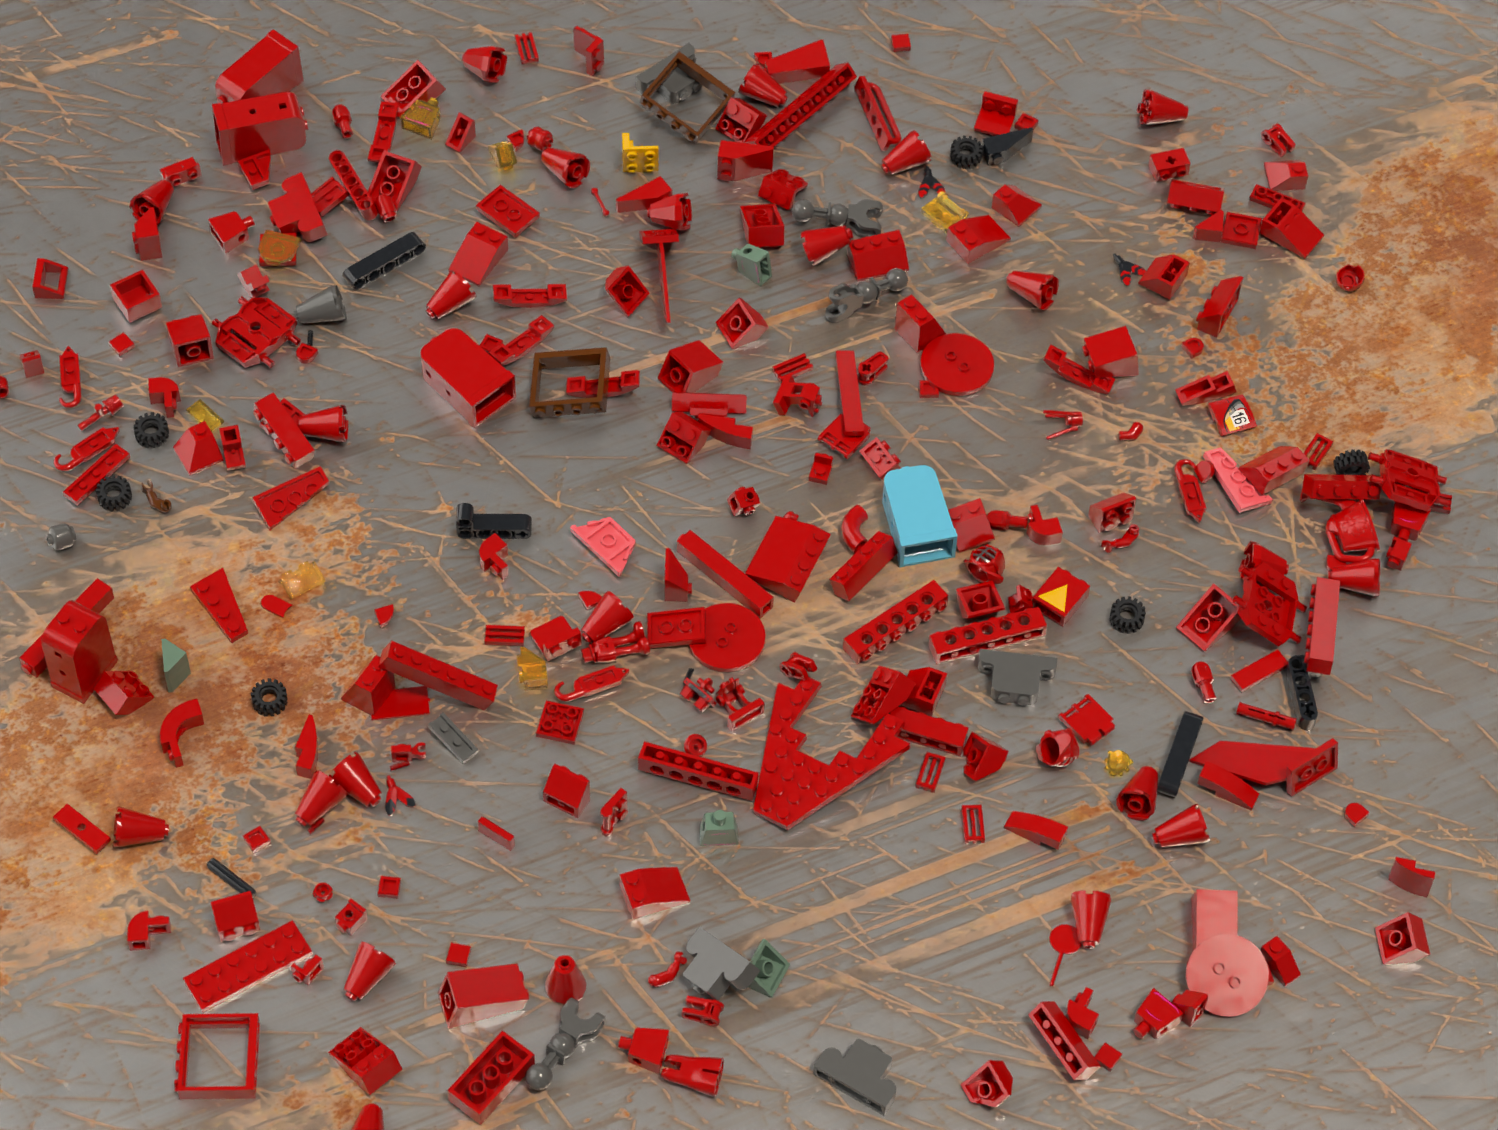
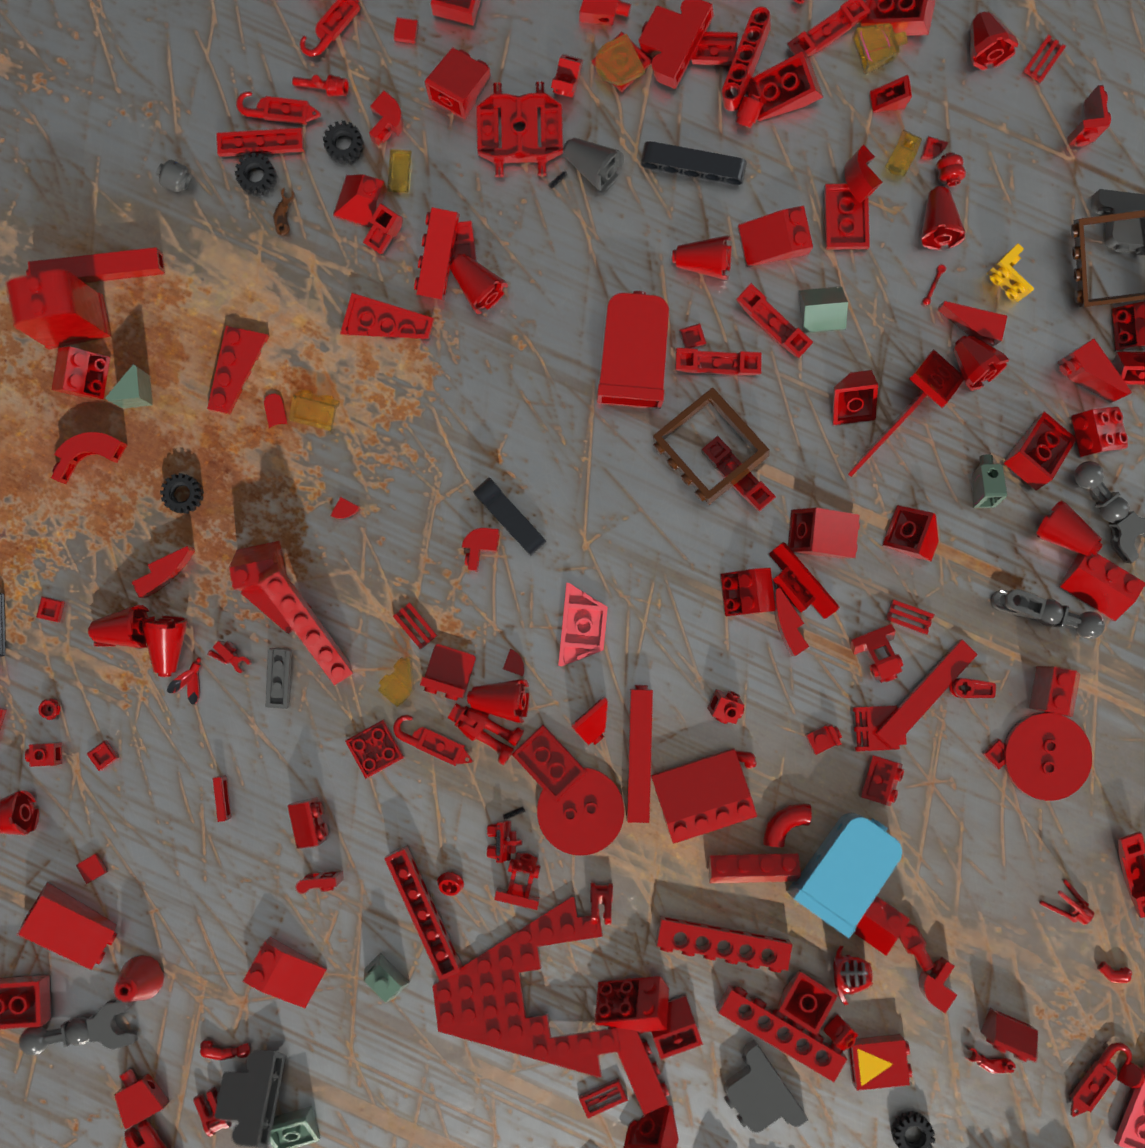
camera: 50 degrees right, 30 degrees up
(306, 353) = (539, 191): red tile -> none
(491, 181) = (859, 176): none -> red brick
(551, 265) = (823, 309): none -> sand green slope

